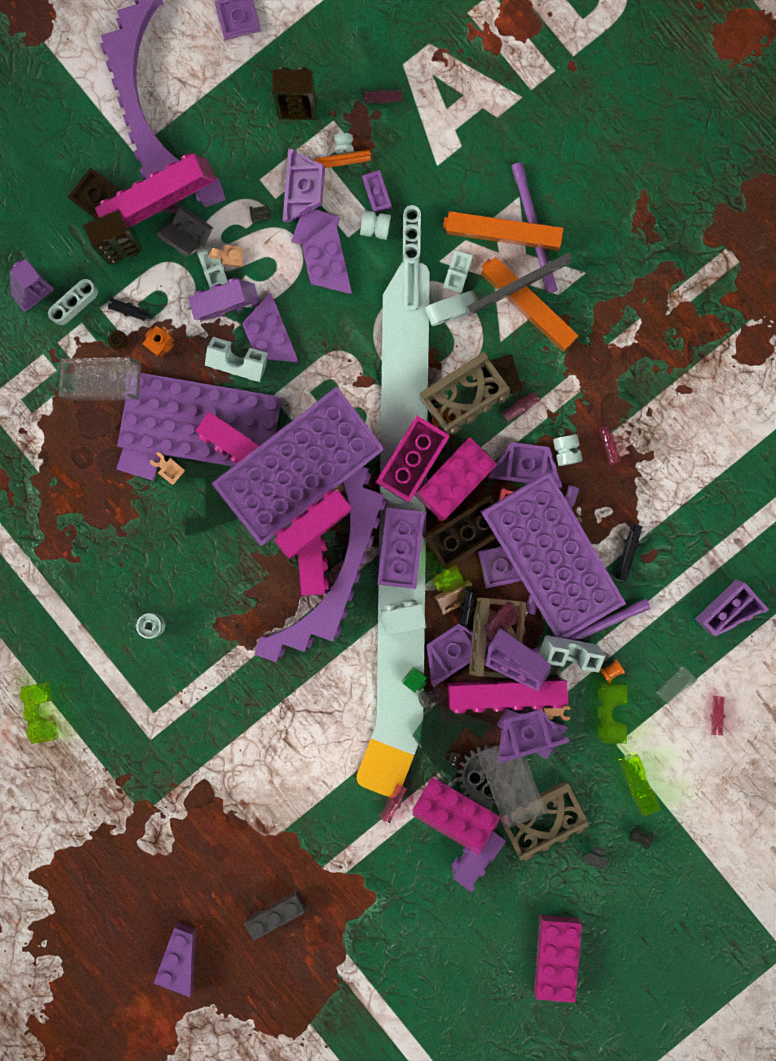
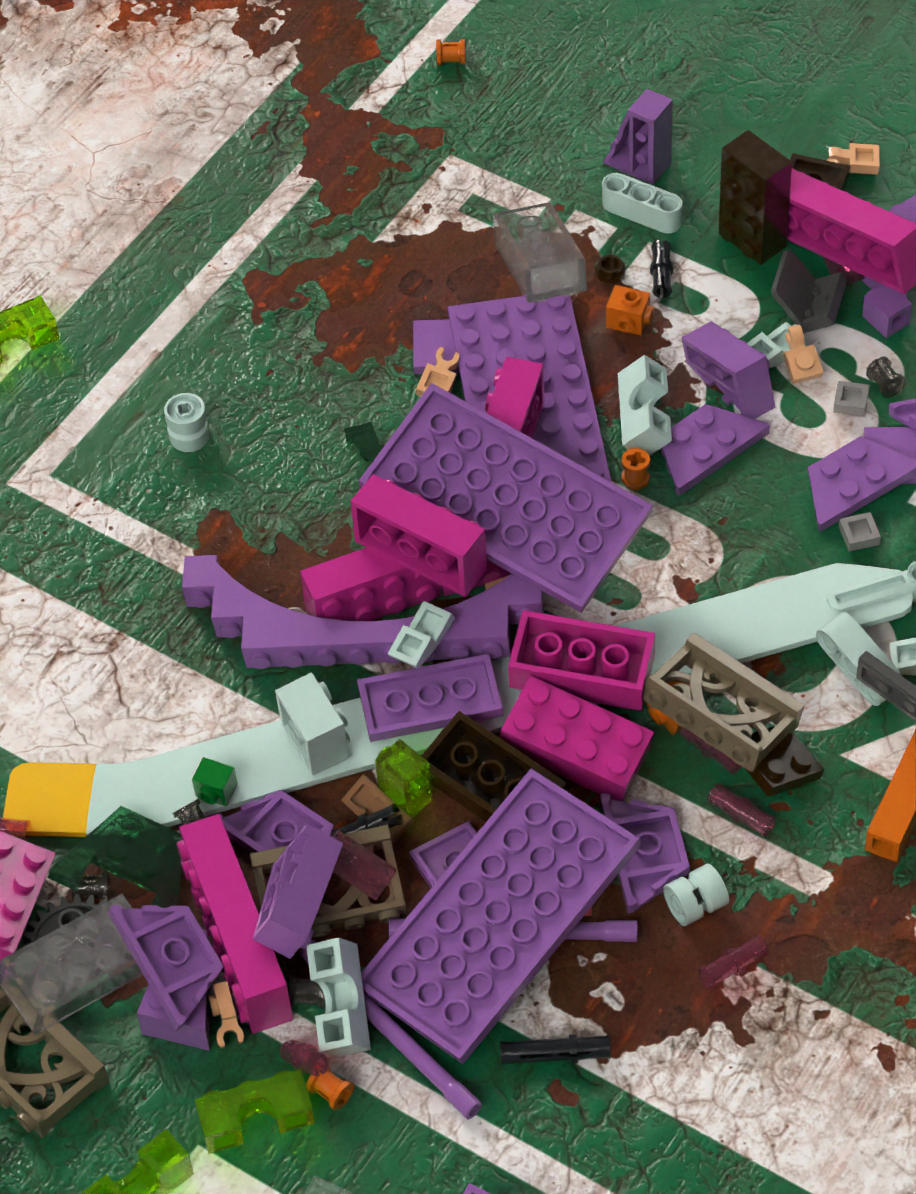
camera: 75 degrees right, 35 degrees down
(84, 158) = (860, 157): none -> light nougat plate
(268, 239) = (851, 398): none -> light grey plate
(276, 374) = (635, 465): none -> orange bush
(364, 273) = (859, 531): none -> light grey plate
(367, 541) = (423, 635): none -> light aqua slope
(597, 680) = (304, 1057): none -> clear pink pin

